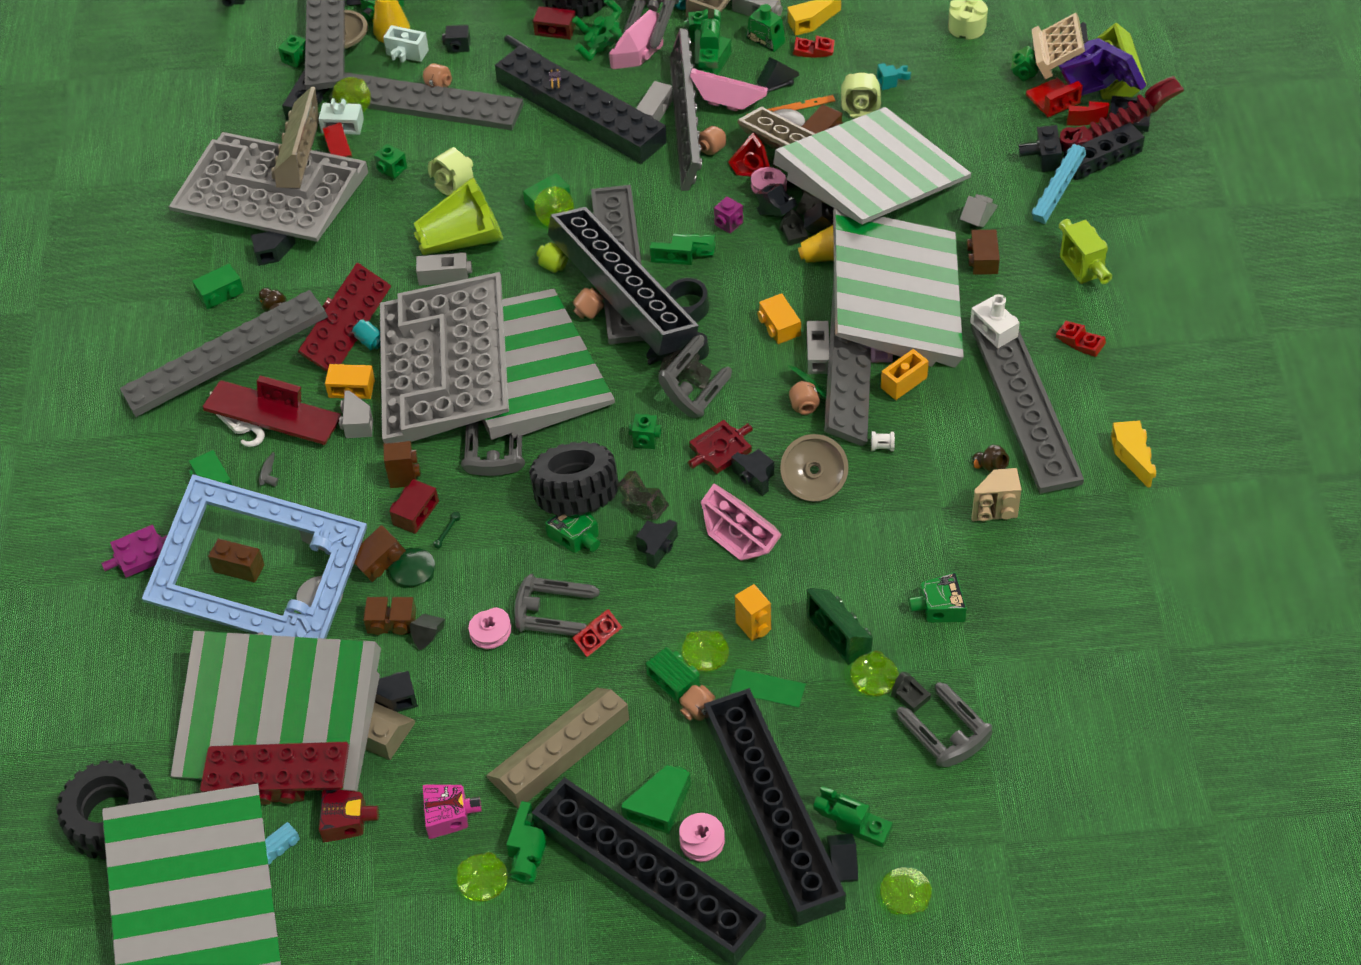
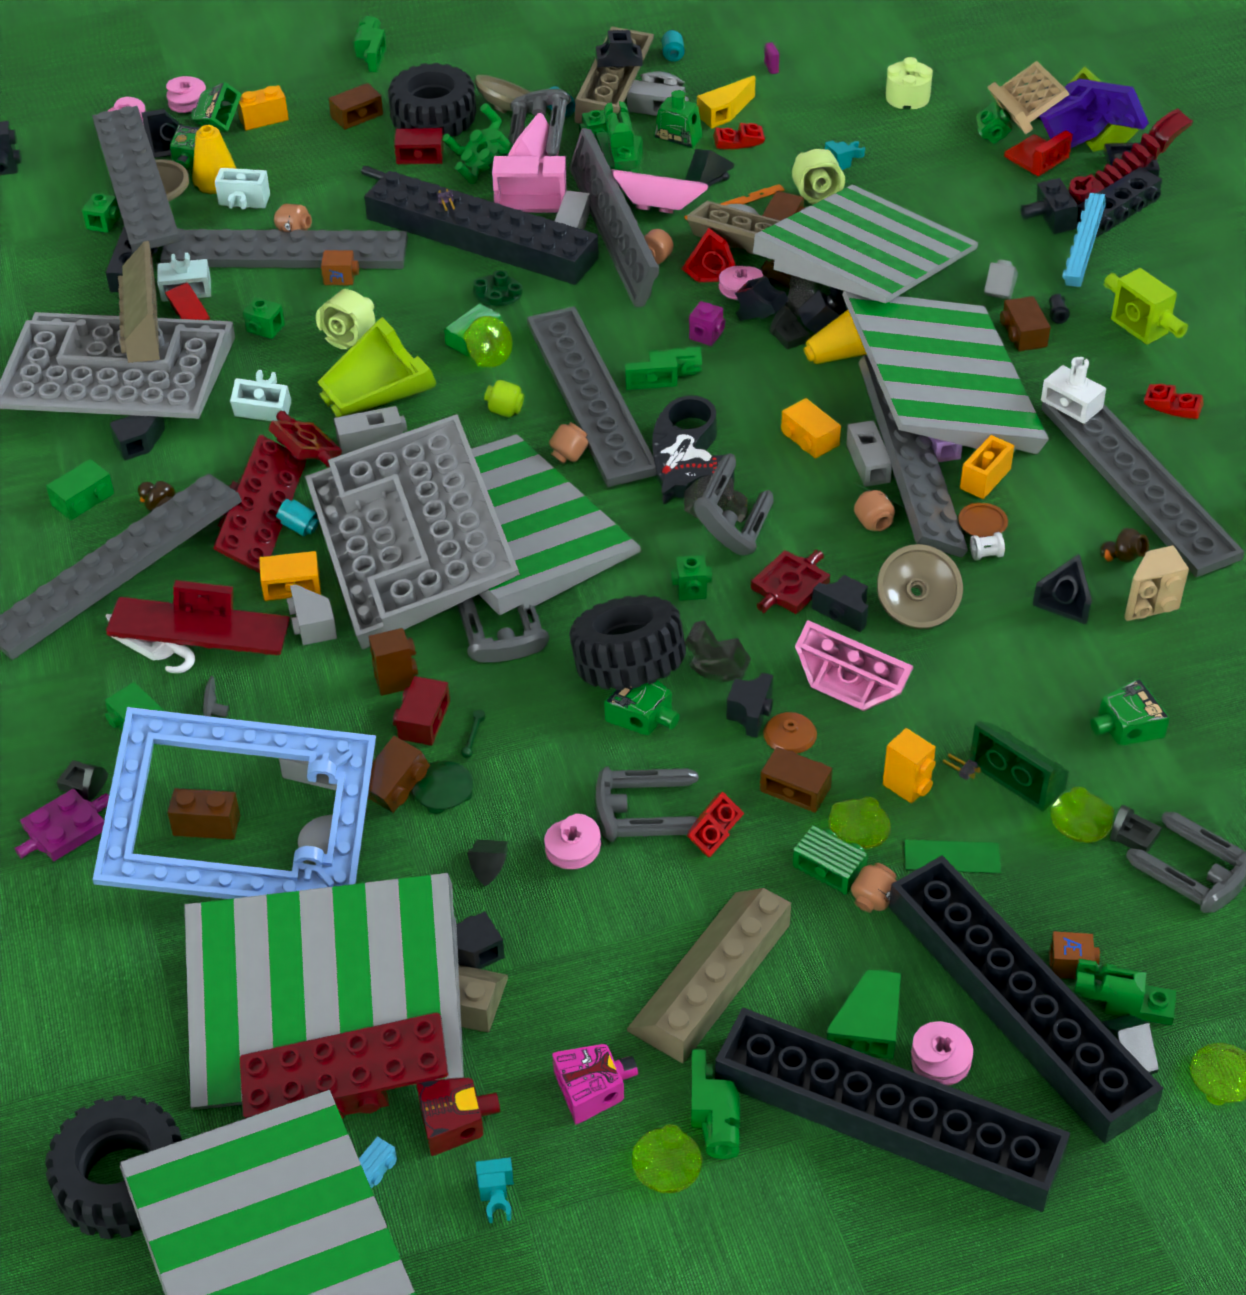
camera: 15 degrees left, 5 degrees down
(160, 518) = (83, 778): none -> pearl dark grey tile
(353, 91) = (195, 243): clear neon green dish -> none
(356, 871) = (492, 1182): none -> teal piece
(368, 231) = (260, 398): none -> light aqua brick
(380, 619) = (450, 845): reddish brown piece -> none
(391, 270) = (303, 439): none -> dark red plate
(457, 38) = (303, 176): black brick -> none
(460, 124) = (339, 267): none -> dark orange brick
(577, 160) = (497, 289): none -> dark green dish
(622, 280) = (610, 407): black brick -> none
(626, 70) = (529, 182): none -> bright pink piece
(669, 607) = (796, 779): none -> reddish brown brick
(680, 569) = (790, 732): none -> dark orange piece
(803, 621) = (967, 770): none -> piece
(826, 776) = (1067, 949): none -> dark orange brick
(887, 418) = (982, 519): none -> dark orange piece
(926, 490) = (1065, 592): none -> black slope
(1016, 245) = (1059, 312): none -> black pin
(1085, 115) = (1083, 166): red slope -> none

